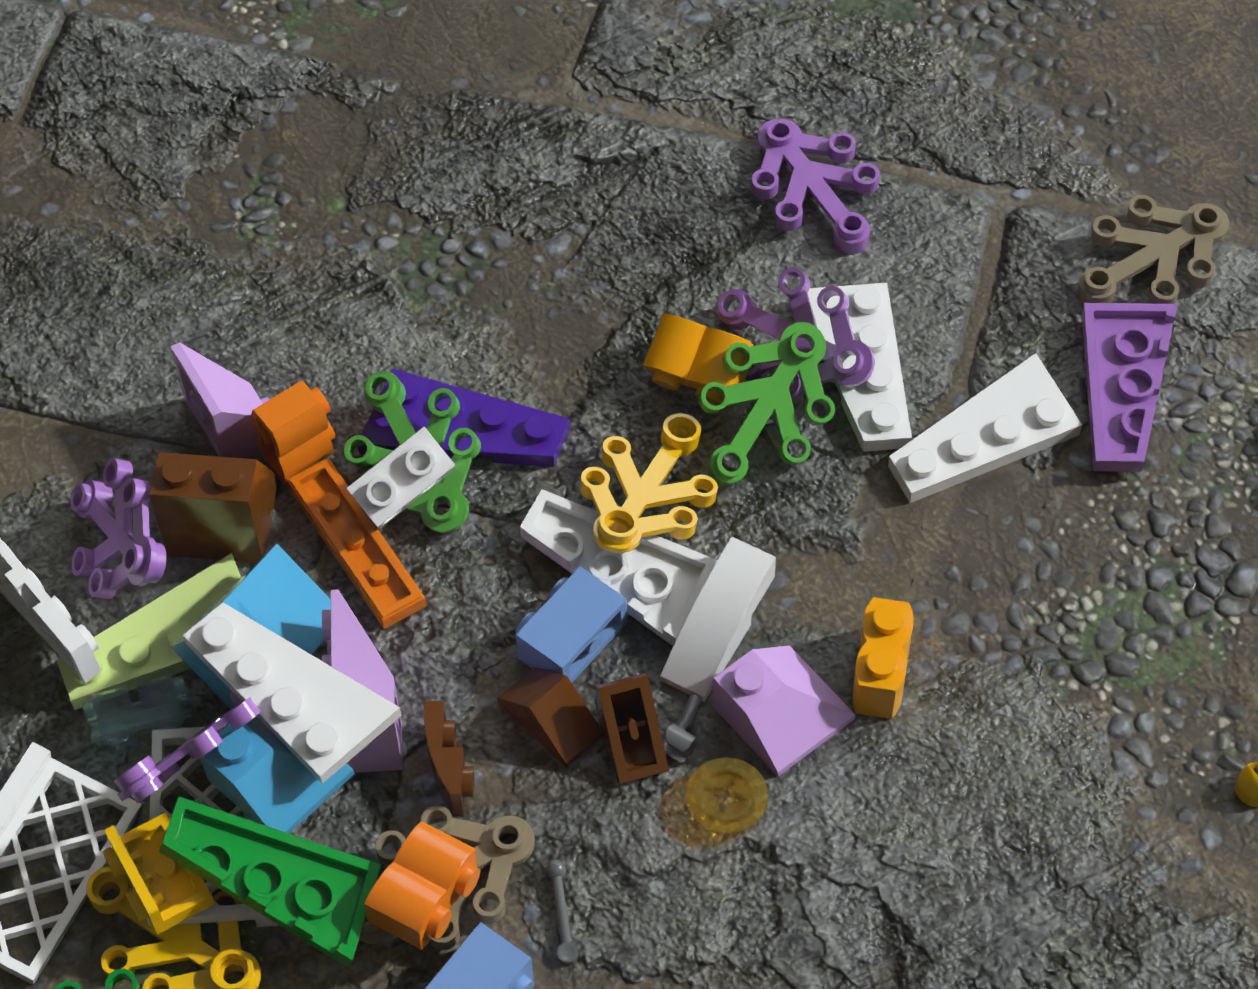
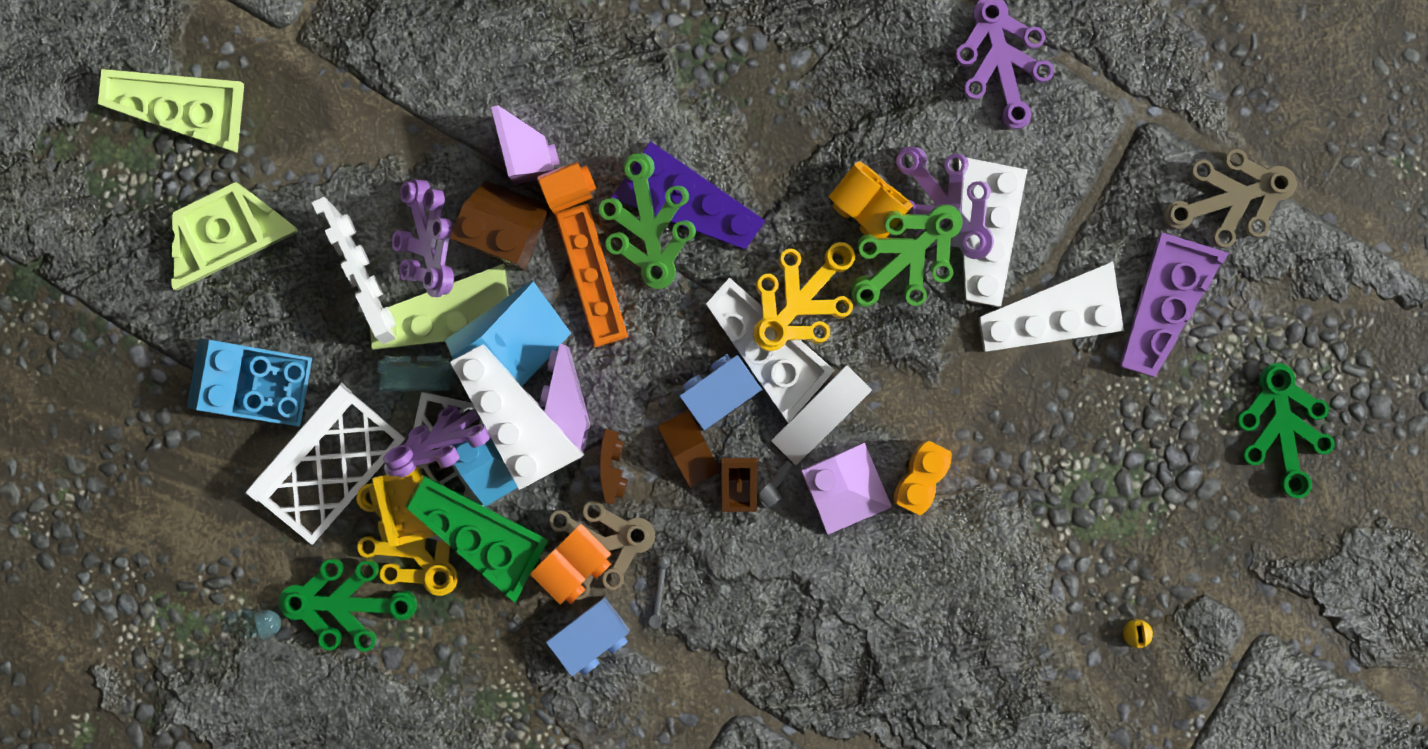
camera: 10 degrees right, 30 degrees up
(401, 477) = (631, 252): white brick -> none
(715, 778) = (791, 560): clear yellow gear -> none

